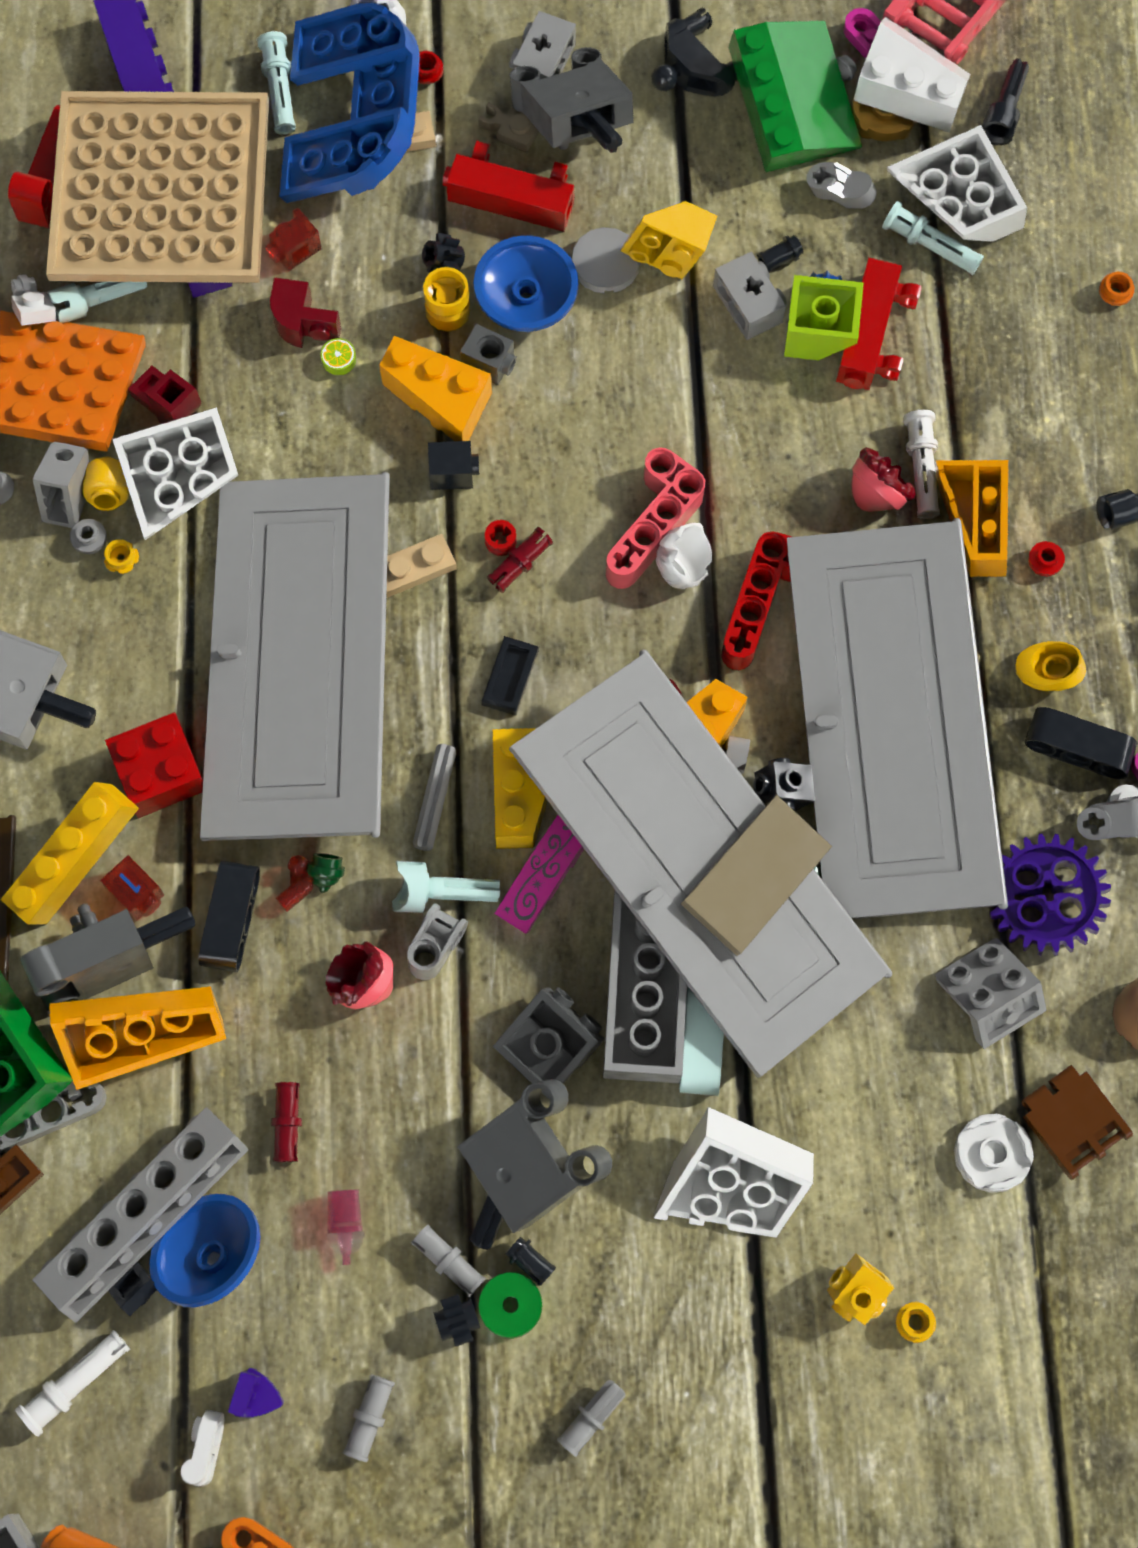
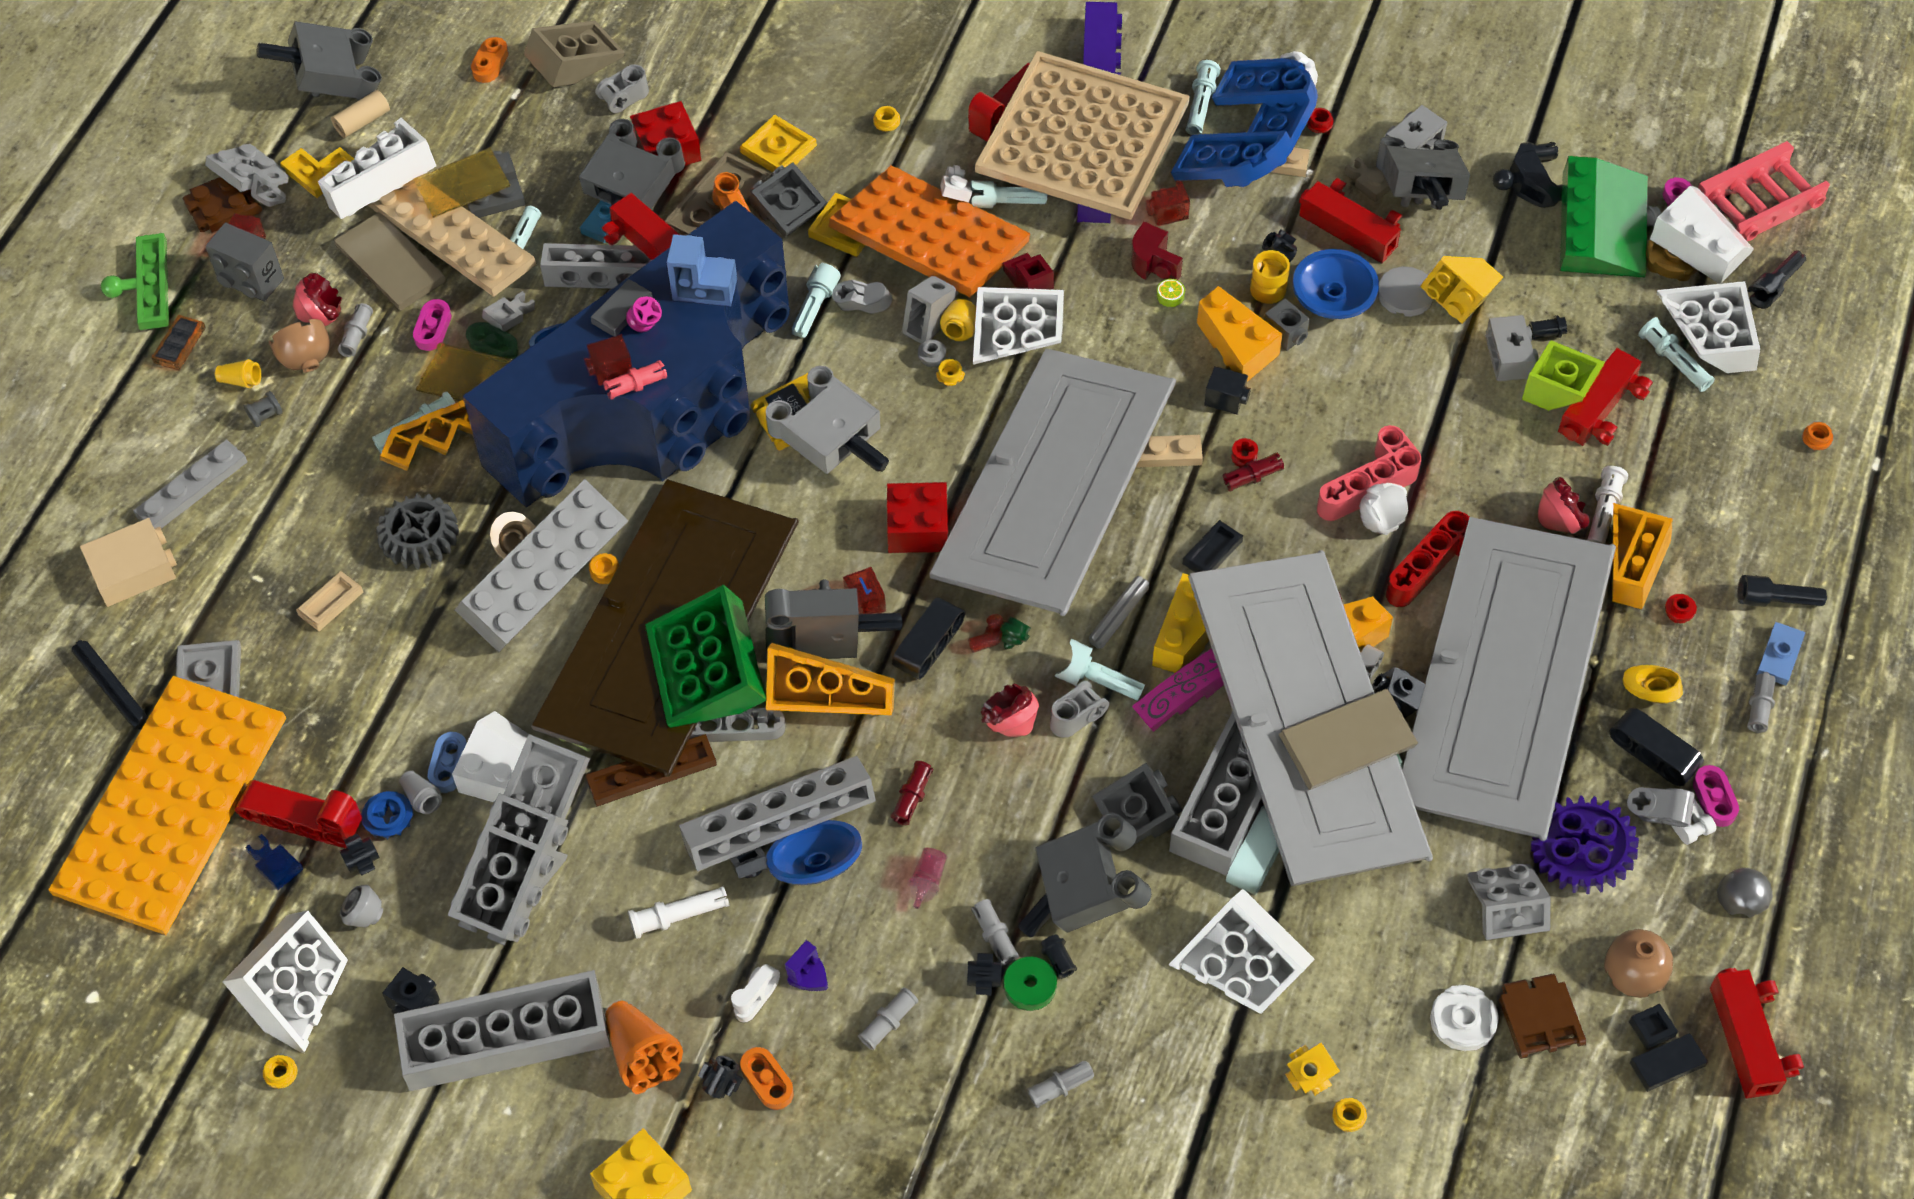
camera: 25 degrees right, 15 degrees down
(69, 853) = (830, 548): yellow brick -> none
(841, 185) = (1617, 295): light grey piece -> none

